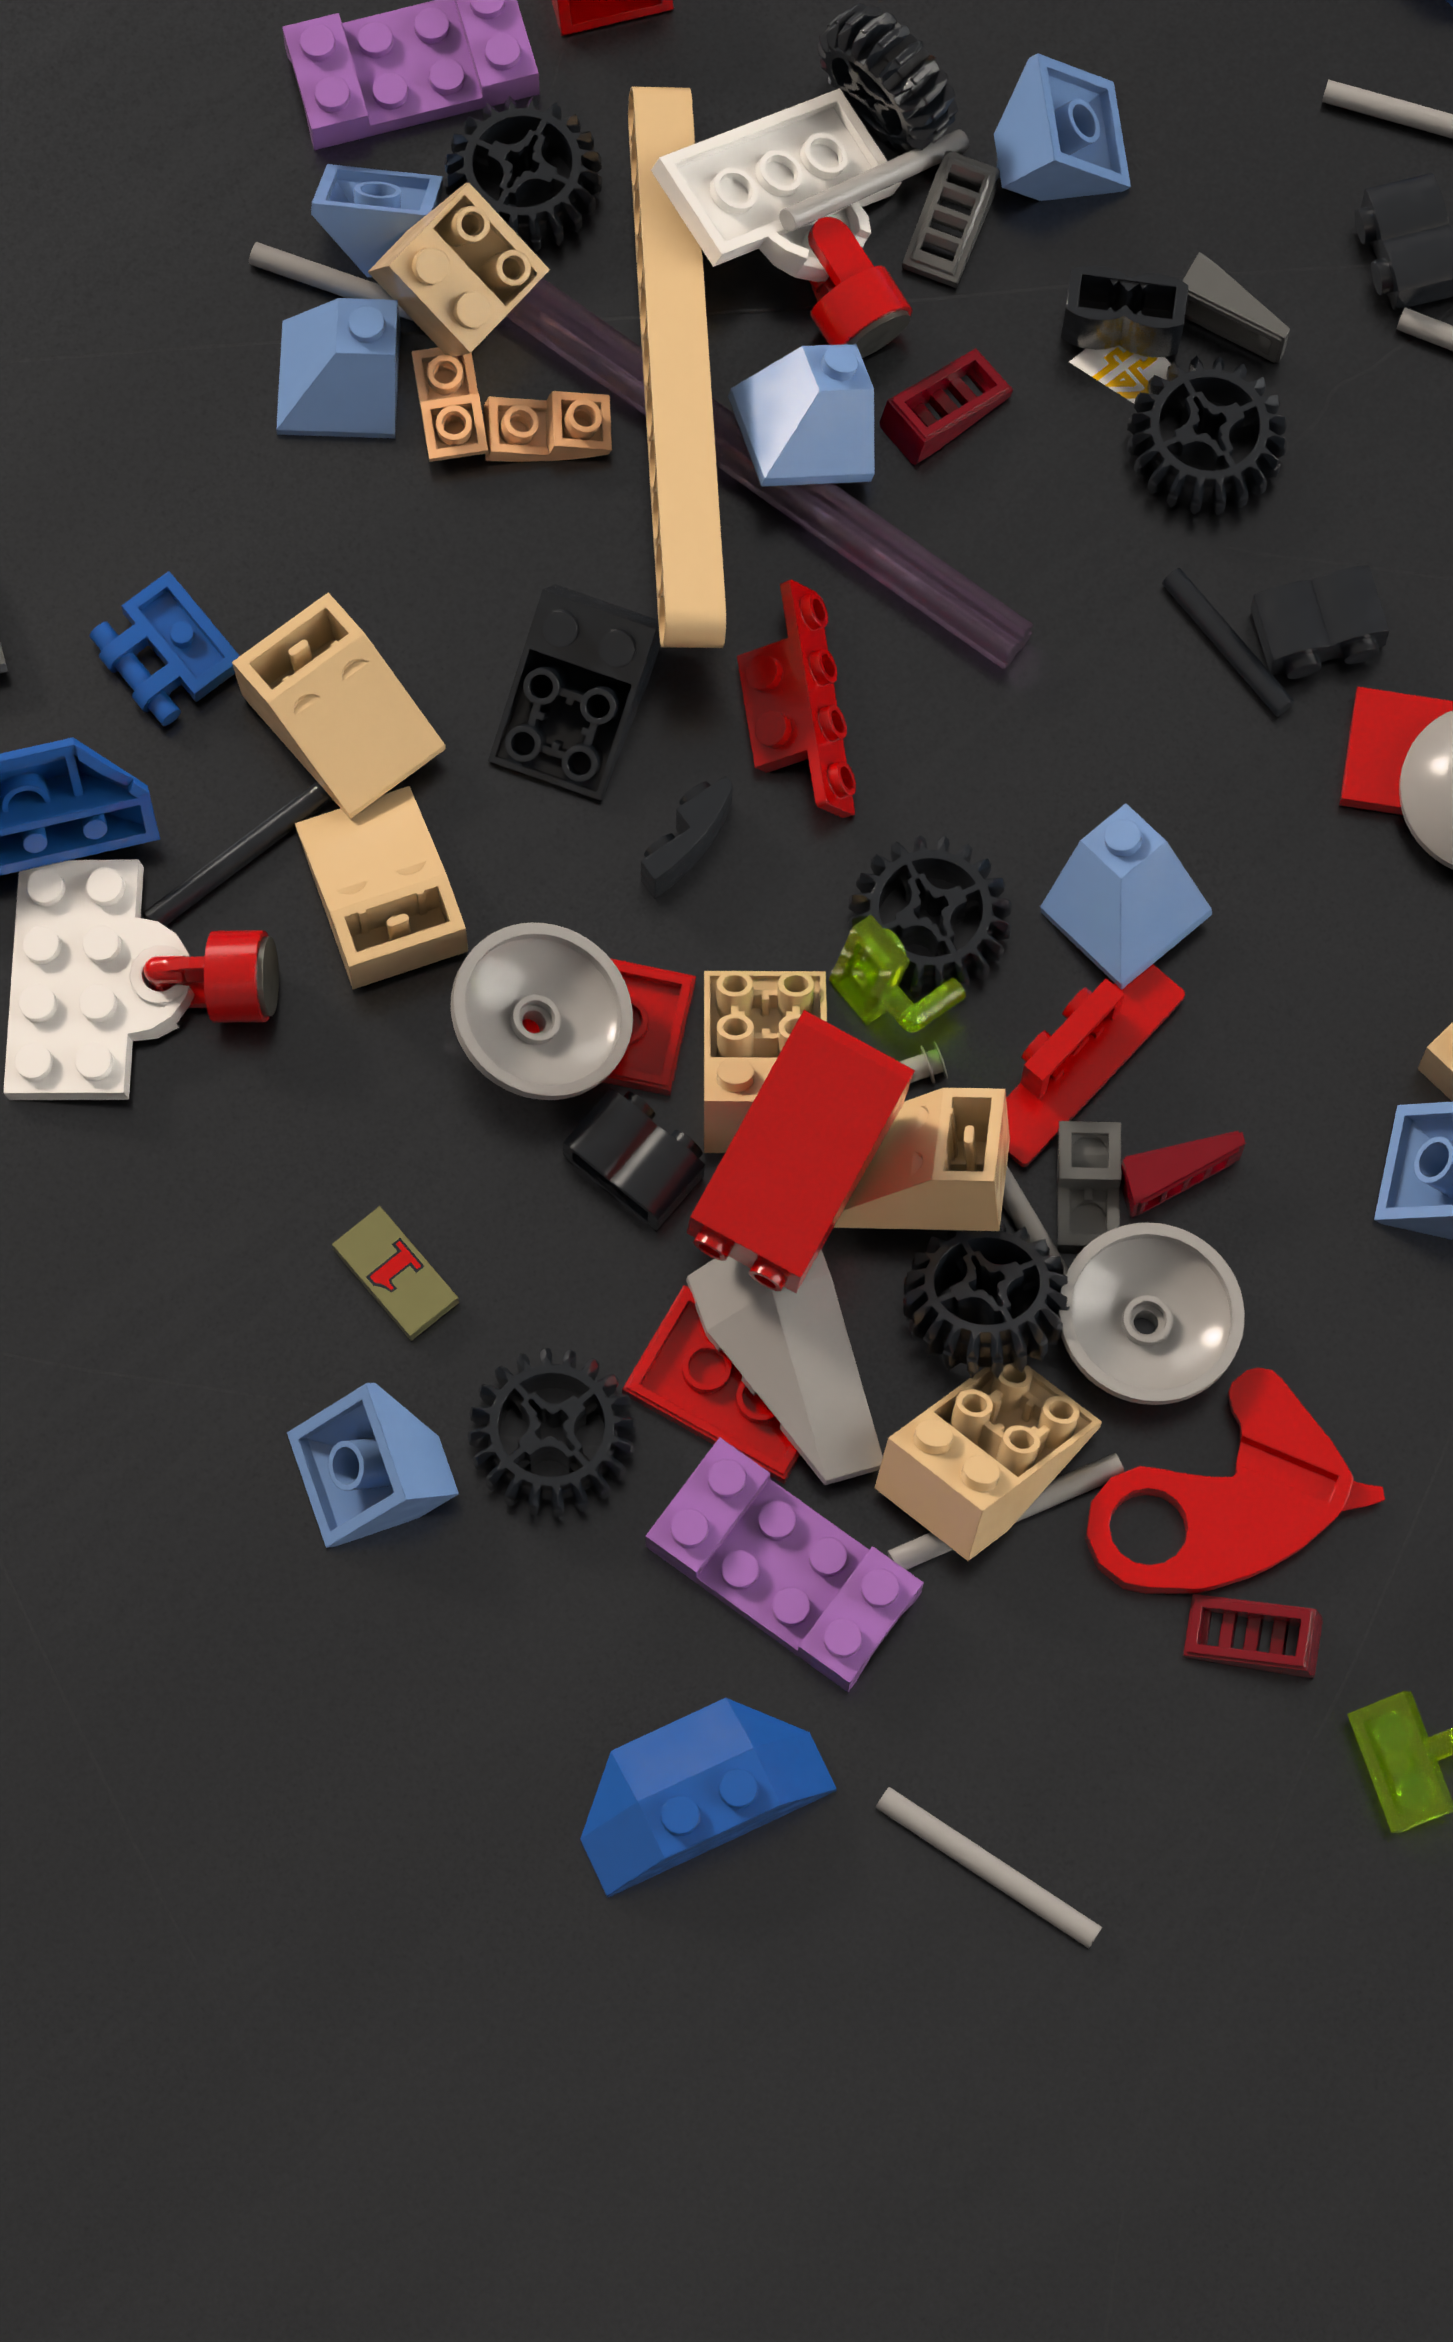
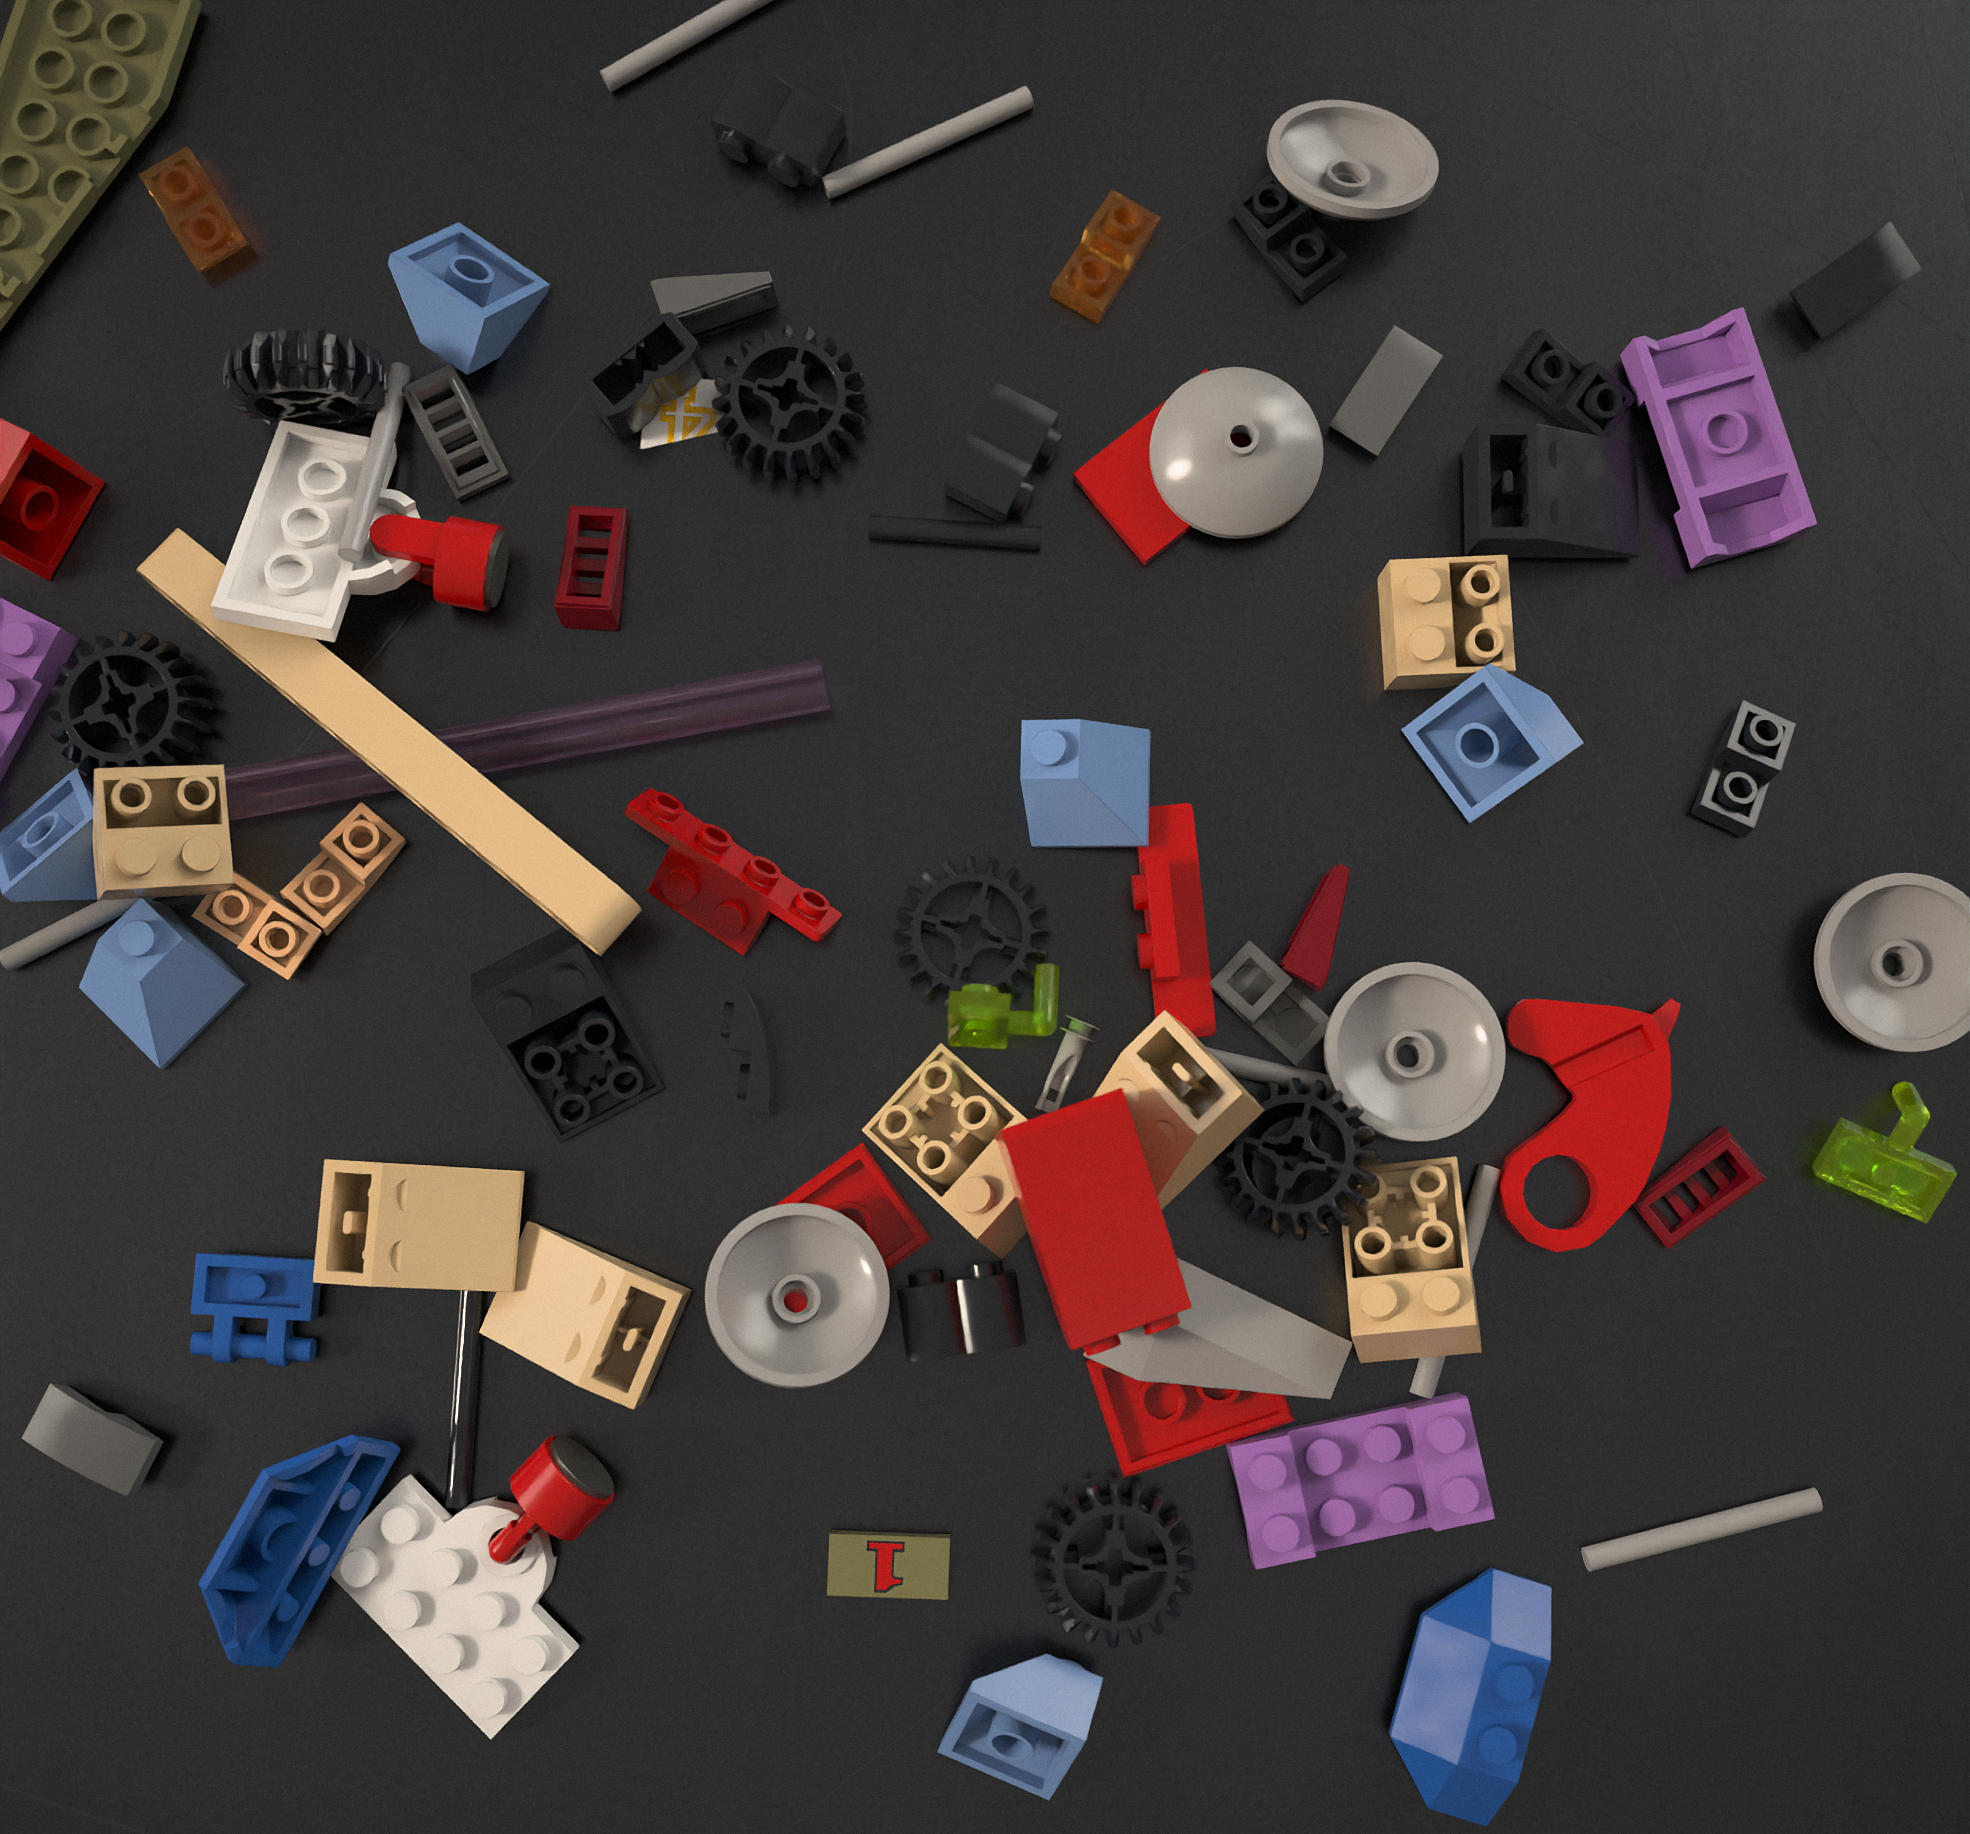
camera: 45 degrees left, 10 degrees up
(809, 417) = (516, 677): medium blue slope -> none

